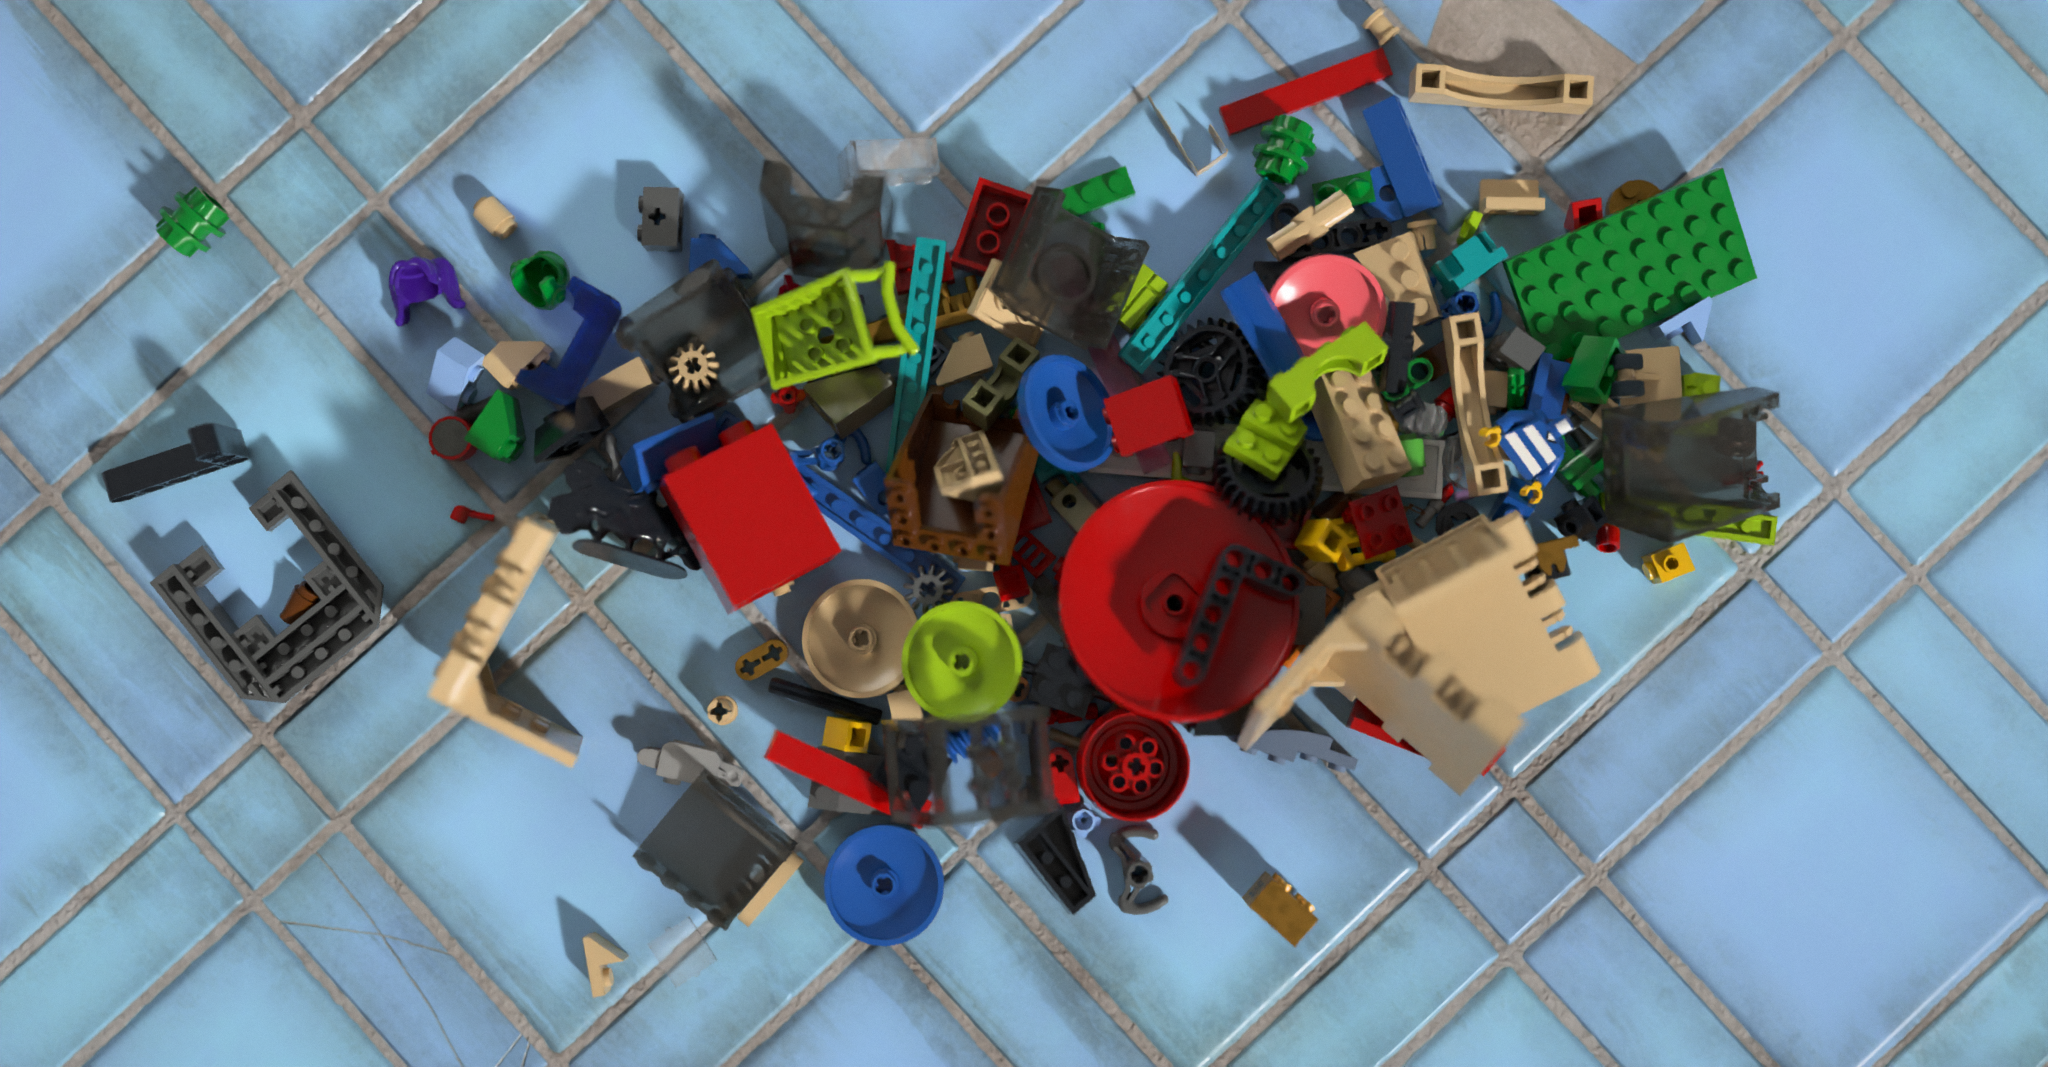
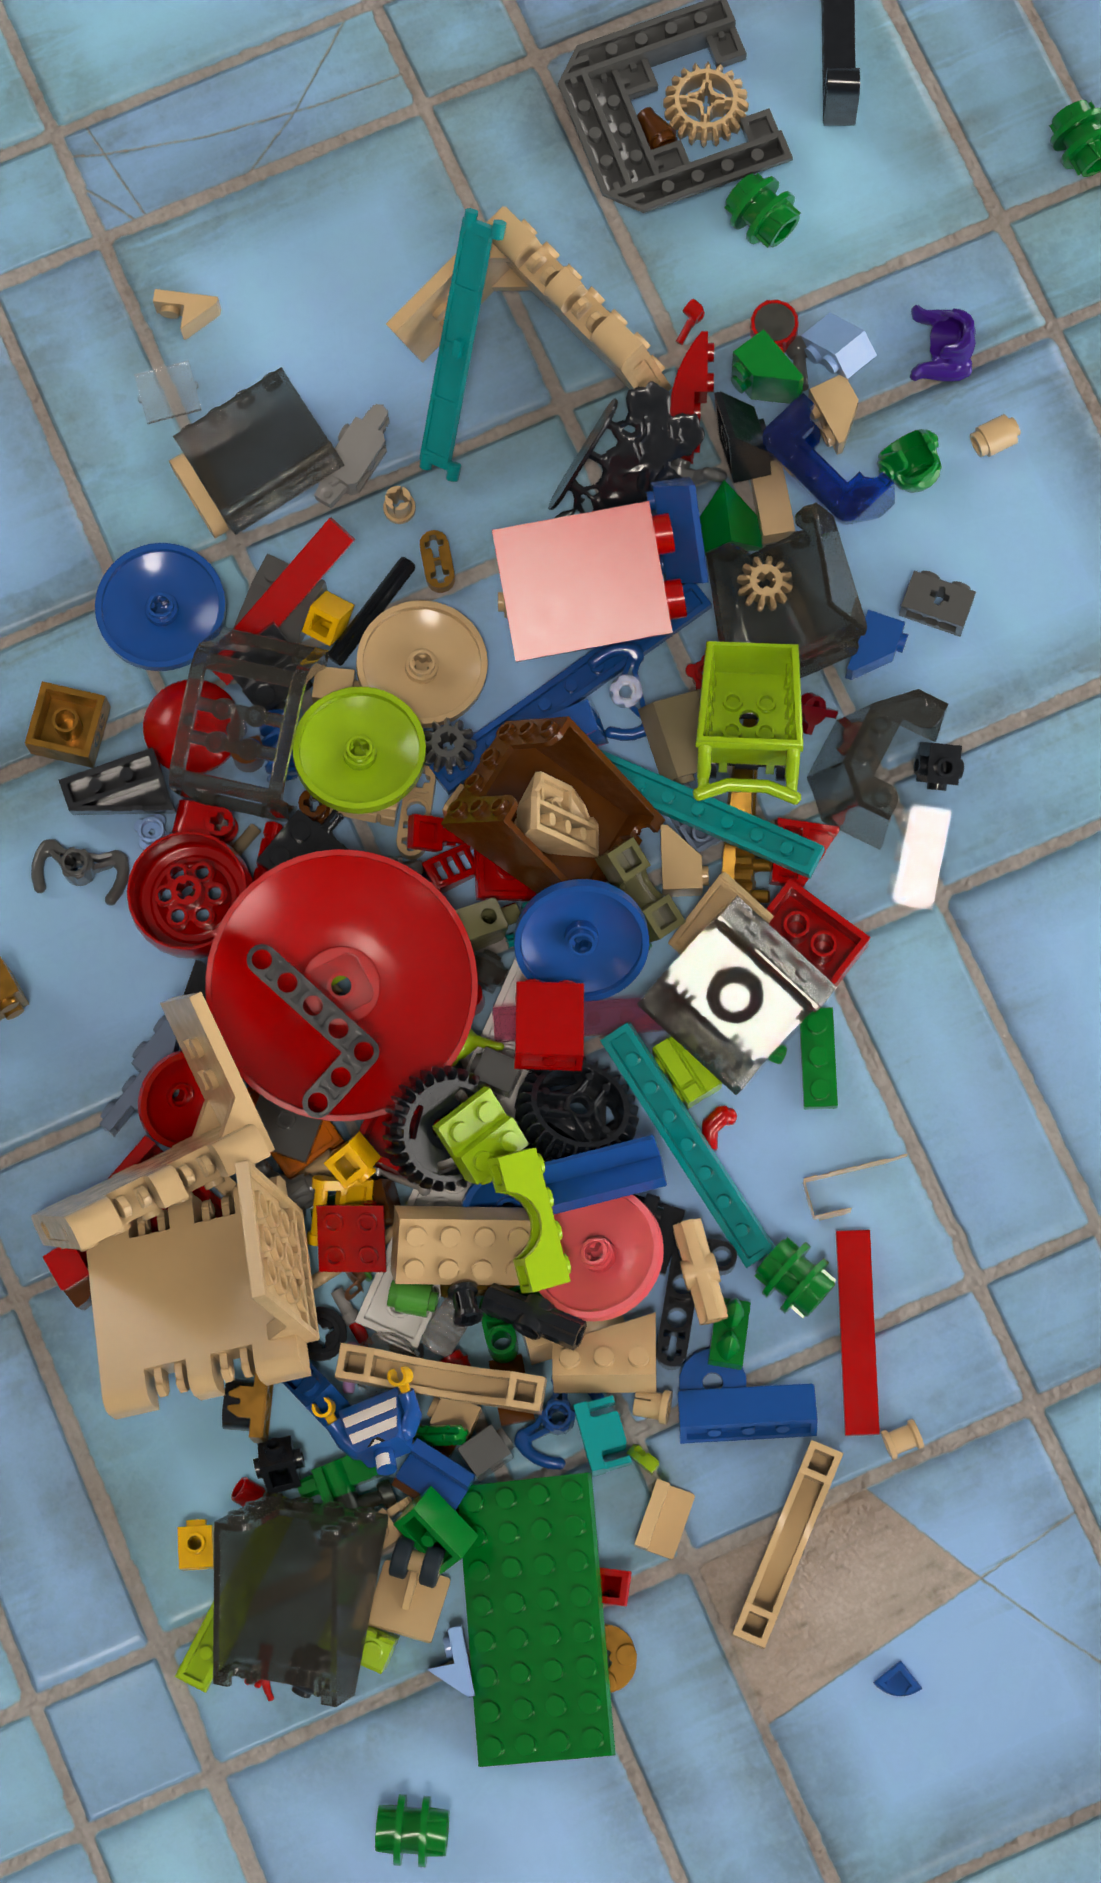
camera: 110 degrees right, 10 degrees down
(253, 545) = (678, 103): none -> tan gear
(348, 481) = (757, 205): none -> green piece
(526, 491) = (693, 381): none -> red slope
(561, 700) = (457, 342): none -> teal piece
(645, 416) = (729, 521): none -> green slope
(808, 171) = (939, 765): none -> black brick
(984, 843) = (162, 722): none -> red dish
(1016, 927) = (67, 724): none -> pearl gold brick
(1108, 489) = (490, 970): none -> clear smoke plate
(1172, 261) = (715, 1121): none -> red arm
(1317, 715) = (161, 1115): none -> red dish
(1831, 309) = (412, 1830): none -> green piece

